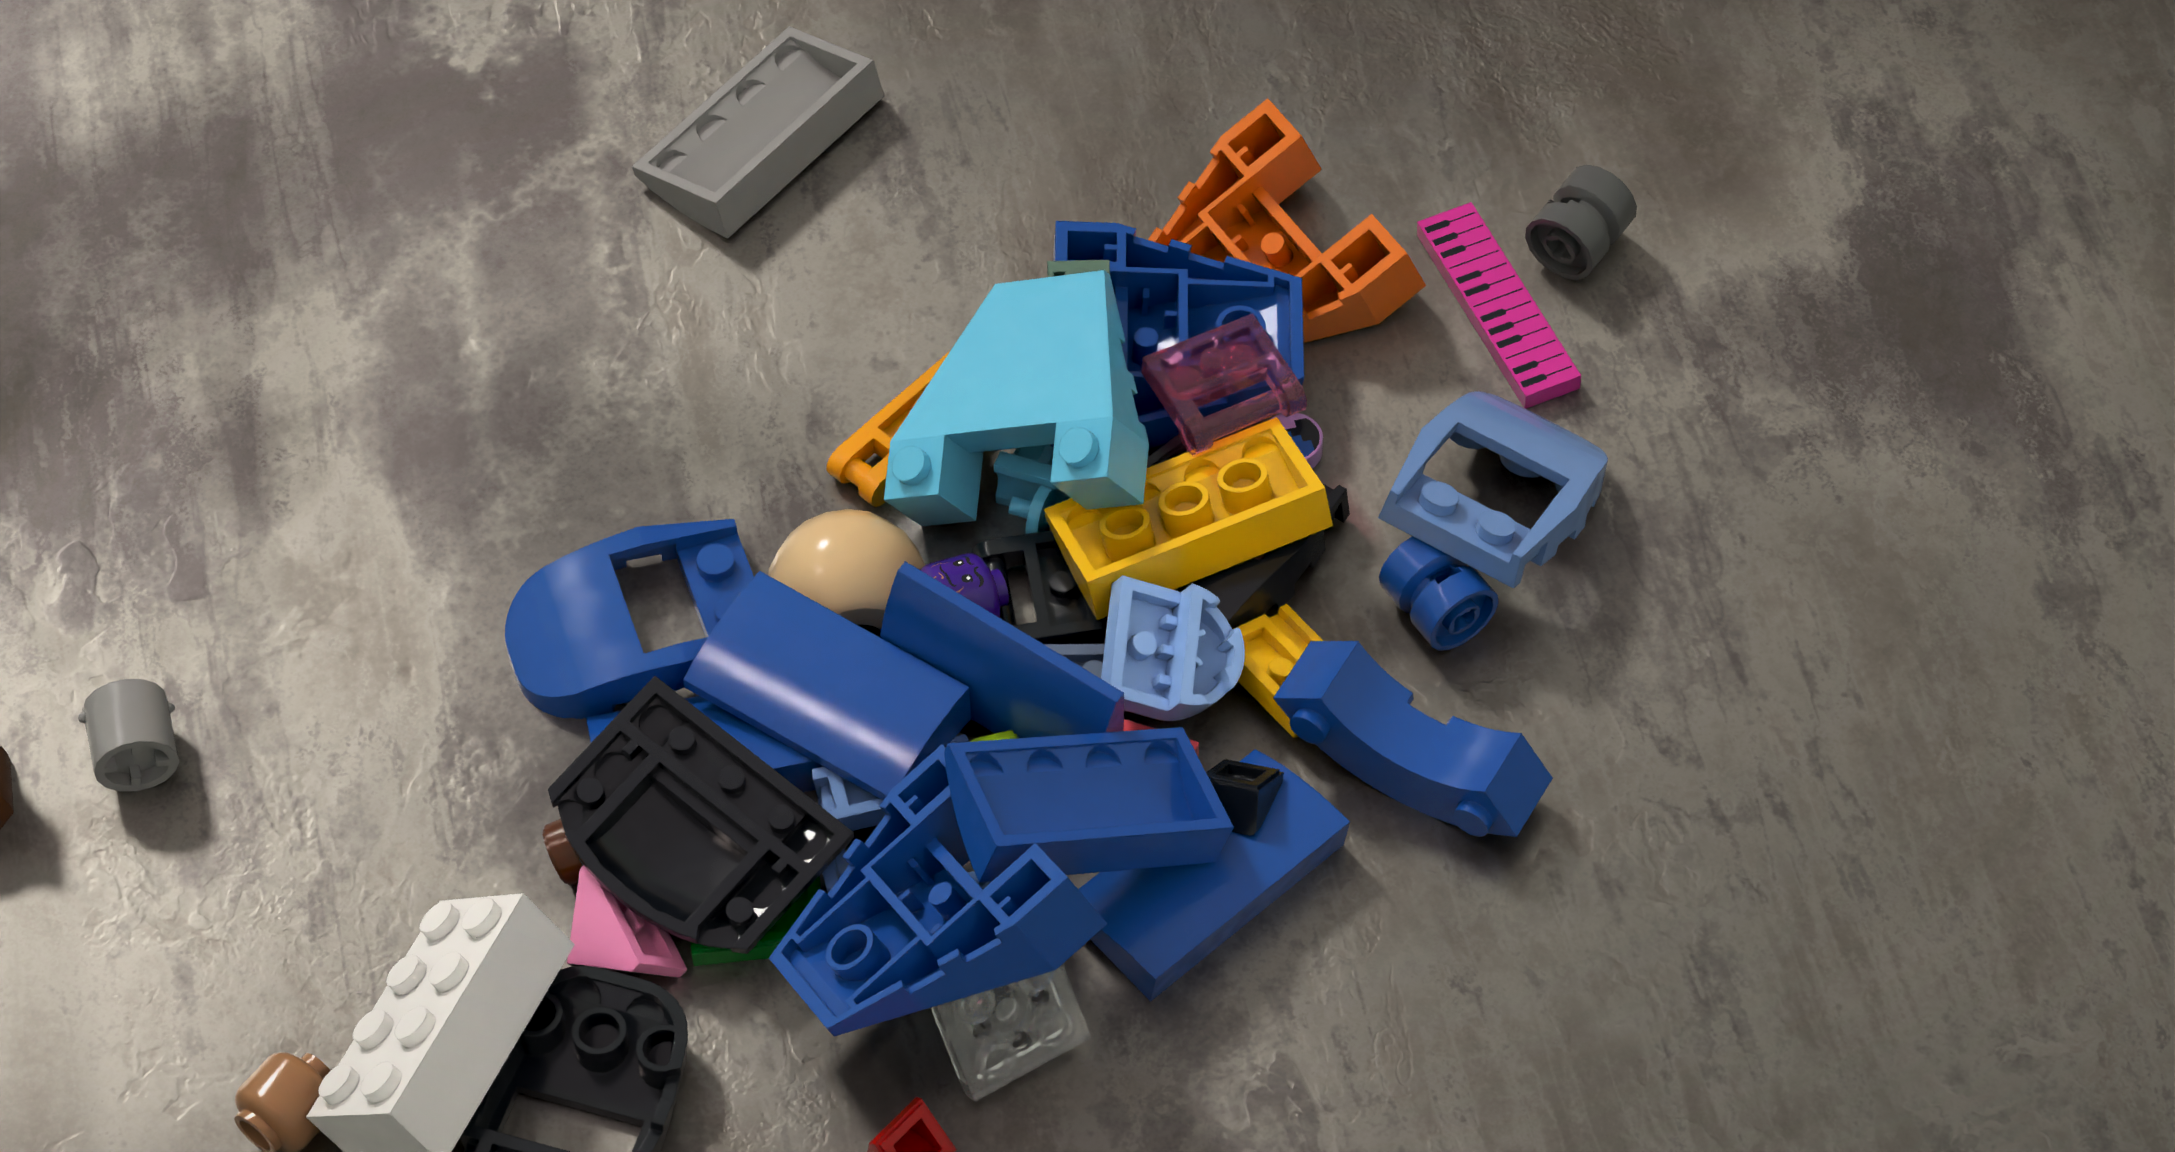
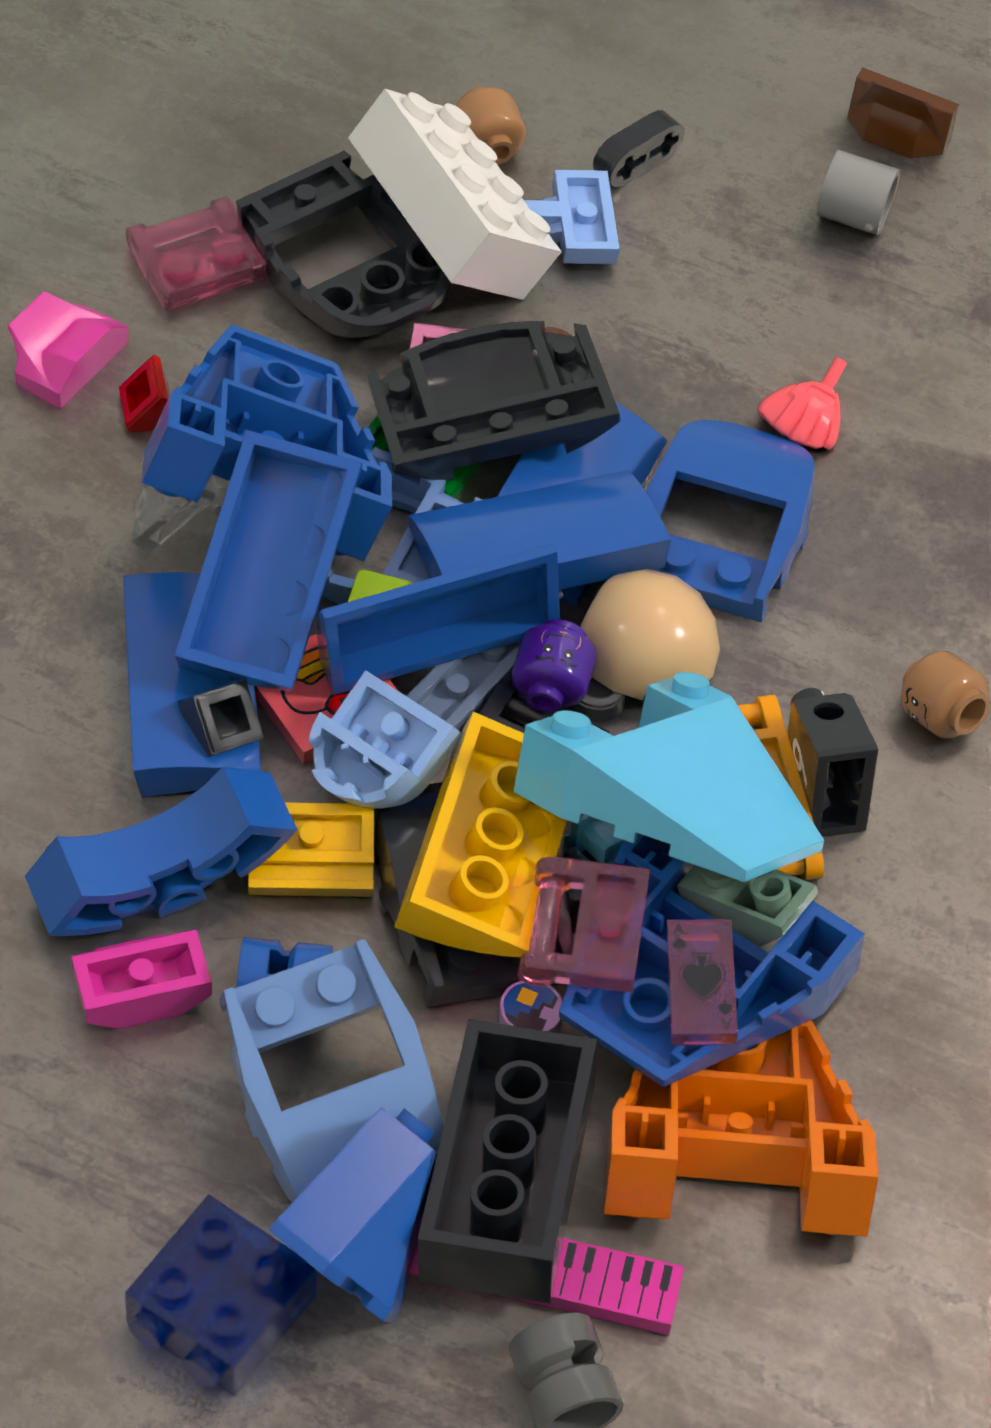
camera: 120 degrees right, 0 degrees up
(207, 960) = (639, 148): none -> black beam
(348, 949) = (581, 216): none -> light blue hinge
(455, 634) = (807, 410): none -> coral piece
(722, 347) = (945, 694): none -> medium nougat head
(868, 365) = (834, 736): none -> black torso
(1201, 289) = (701, 982): none -> clear pink tile
(1457, 330) = (507, 1161): none -> black brick
(1522, 692) = (142, 980): none -> dark pink slope
(1596, 385) = (366, 1211): none -> slope
(1730, 459) = (219, 1296): none -> clear blue brick

